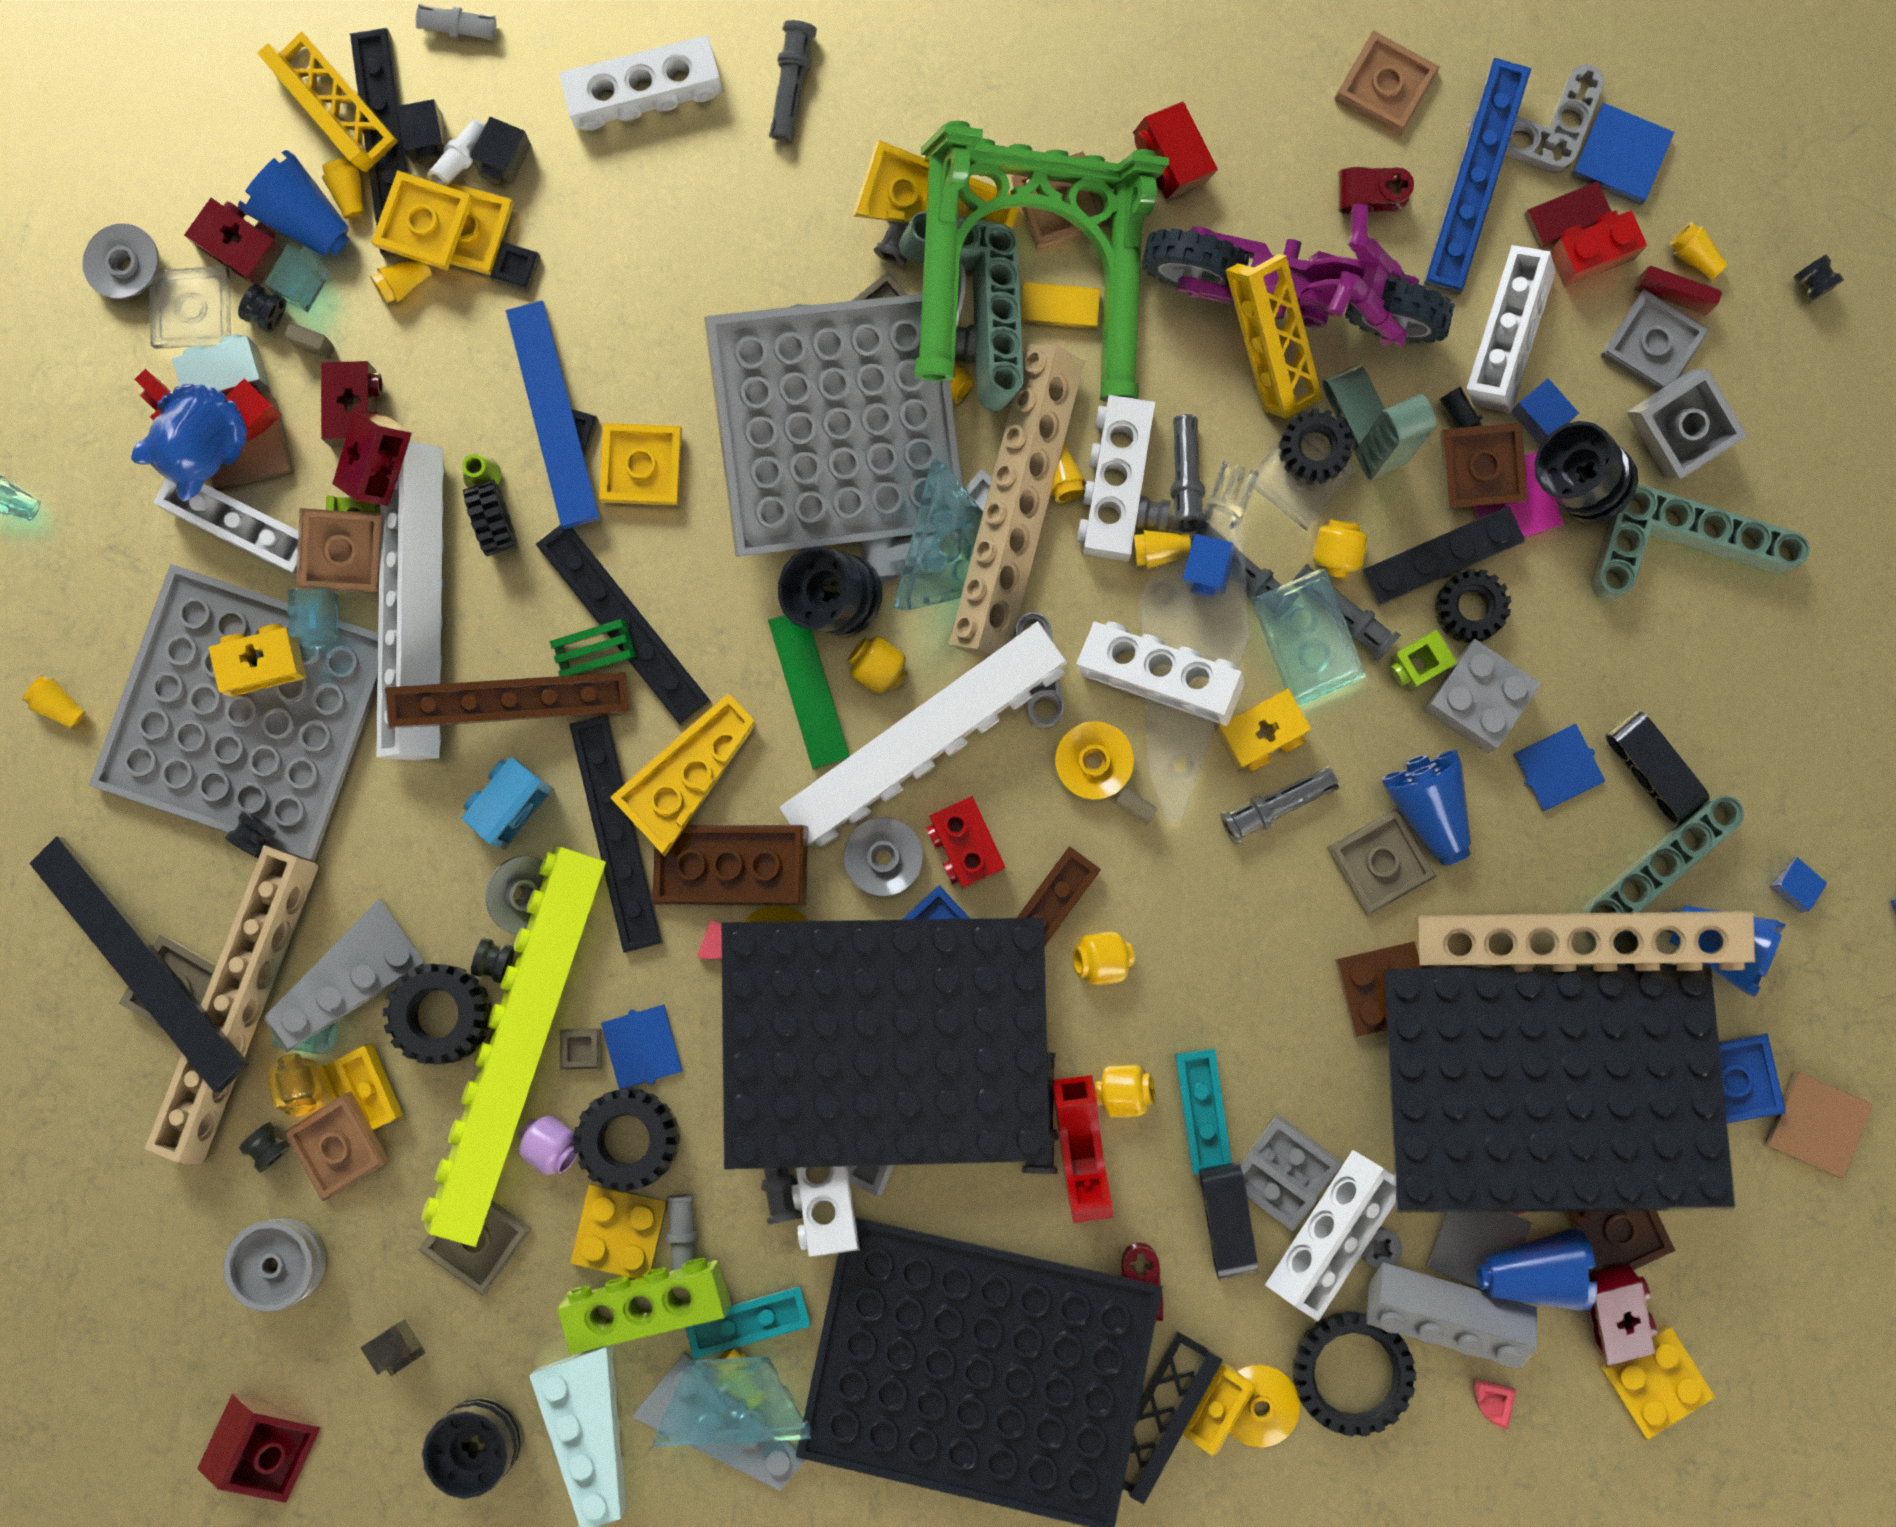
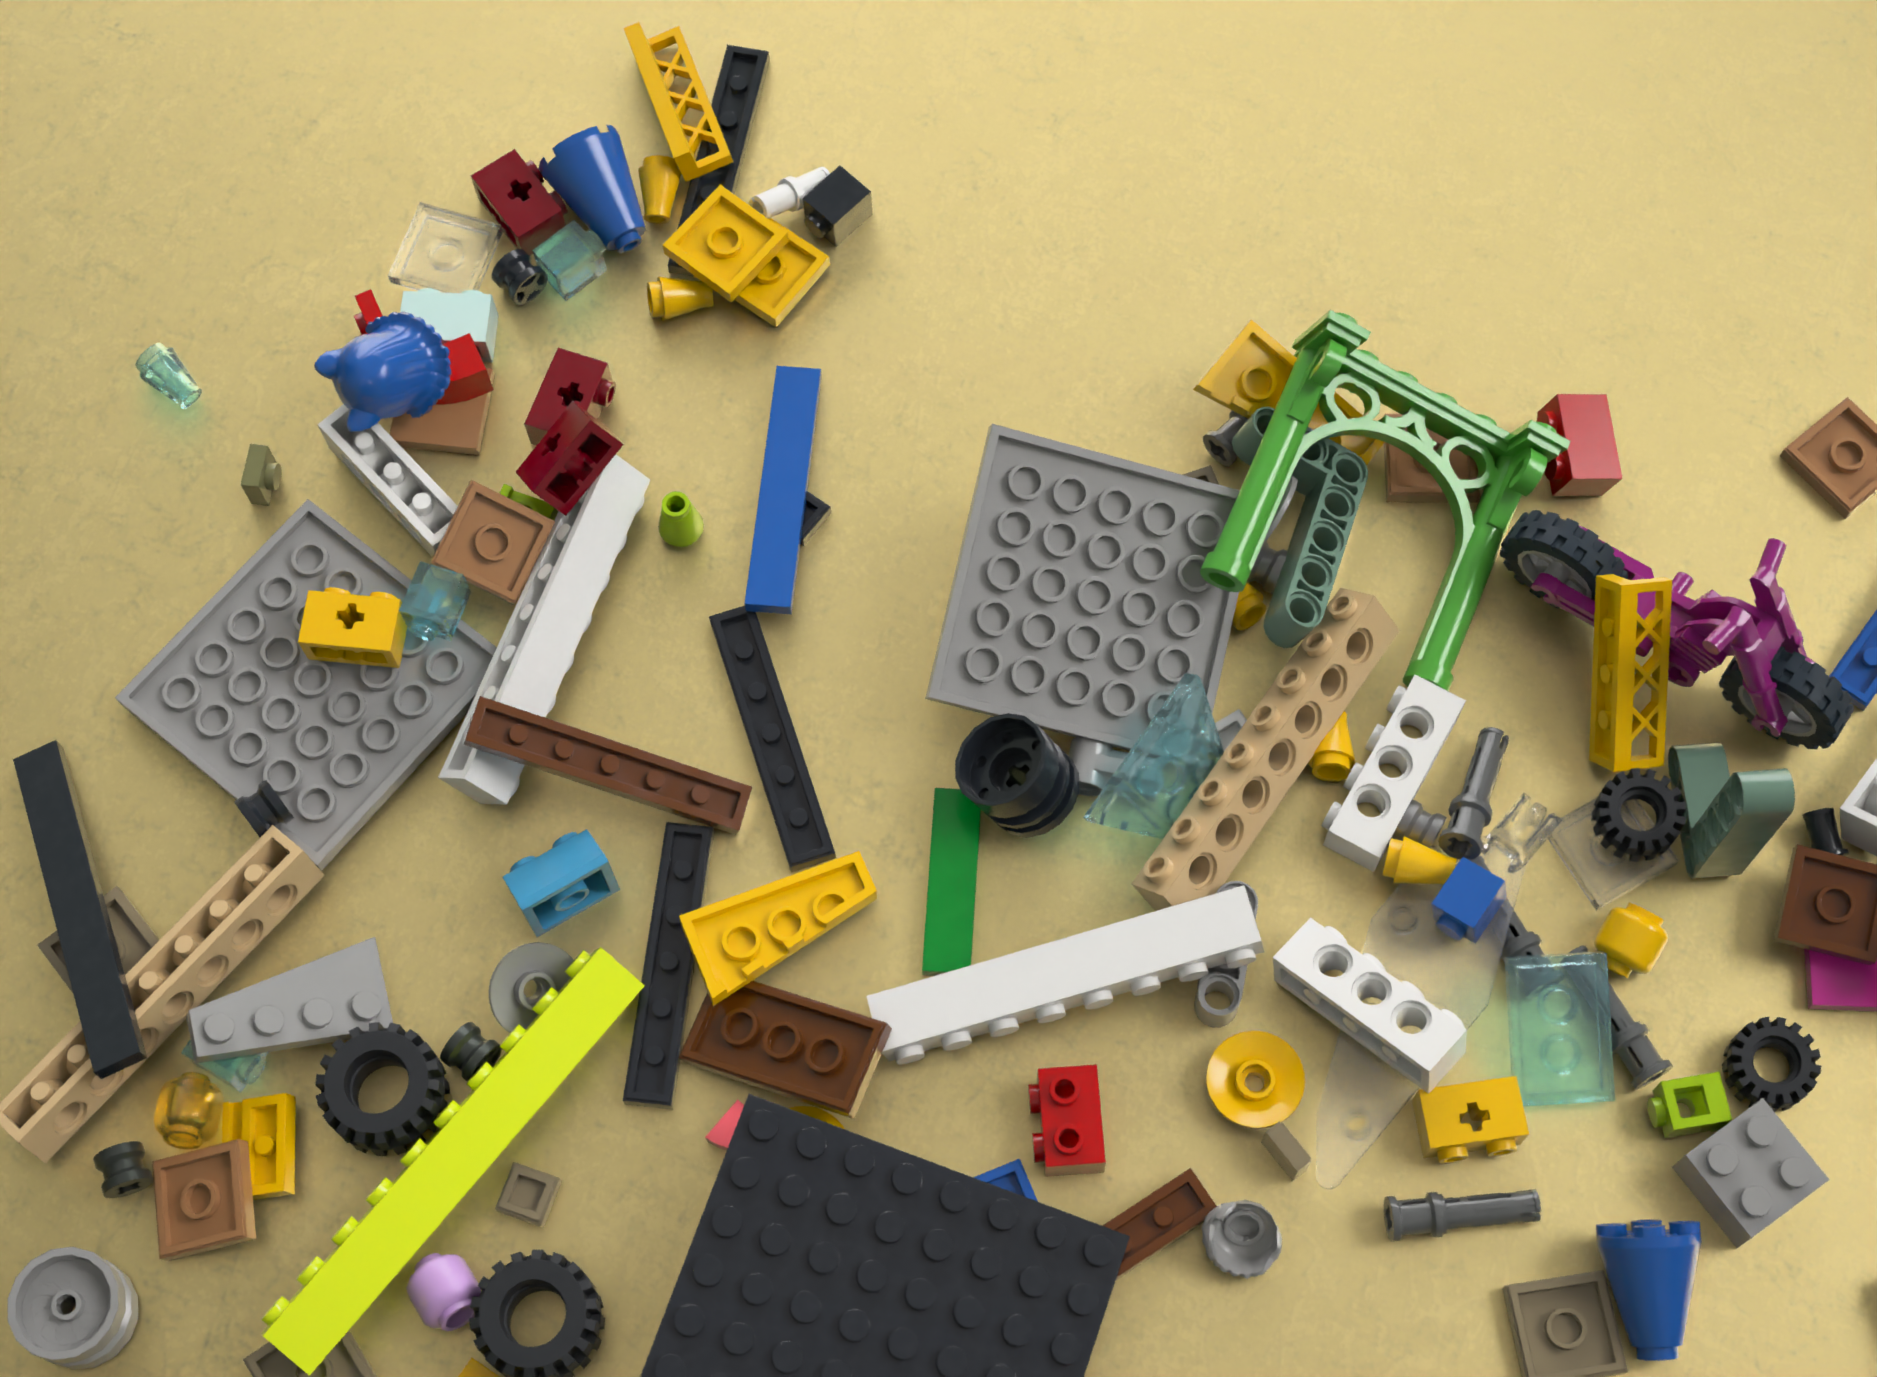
camera: 20 degrees right, 15 degrees down
(52, 701) = (117, 597): yellow cone -> none
(108, 253) = (390, 170): light grey dish -> none
(122, 556) = (260, 475): none -> olive plate
(309, 340) = (554, 325): dark tan tile -> none
(422, 131) = (762, 158): black brick -> none
(455, 21) = (842, 68): light grey pin -> none
(489, 518) = (670, 568): black tyre -> none
(515, 266) = (805, 327): black tile -> none
(563, 657) = (690, 747): green tile -> none
(623, 73) = (999, 172): white brick -> none
(640, 464) = (858, 572): yellow plate -> none
(641, 1047) = (600, 1219): blue piece -> none
(794, 63) = (1185, 224): dark grey pin -> none
(868, 841) = (960, 1076): light grey dish -> none
(877, 665) = (1041, 880): yellow head -> none
(1060, 305) = (1391, 566): yellow tile -> none
(1103, 958) = (1184, 1317): yellow head -> none
(1125, 884) = (1241, 1238): none -> light grey hair
(1372, 188) = (1801, 562): dark red piece -> none
(1444, 556) = (1753, 994): black plate -> none
(1559, 767) = (1821, 1297): blue piece -> none

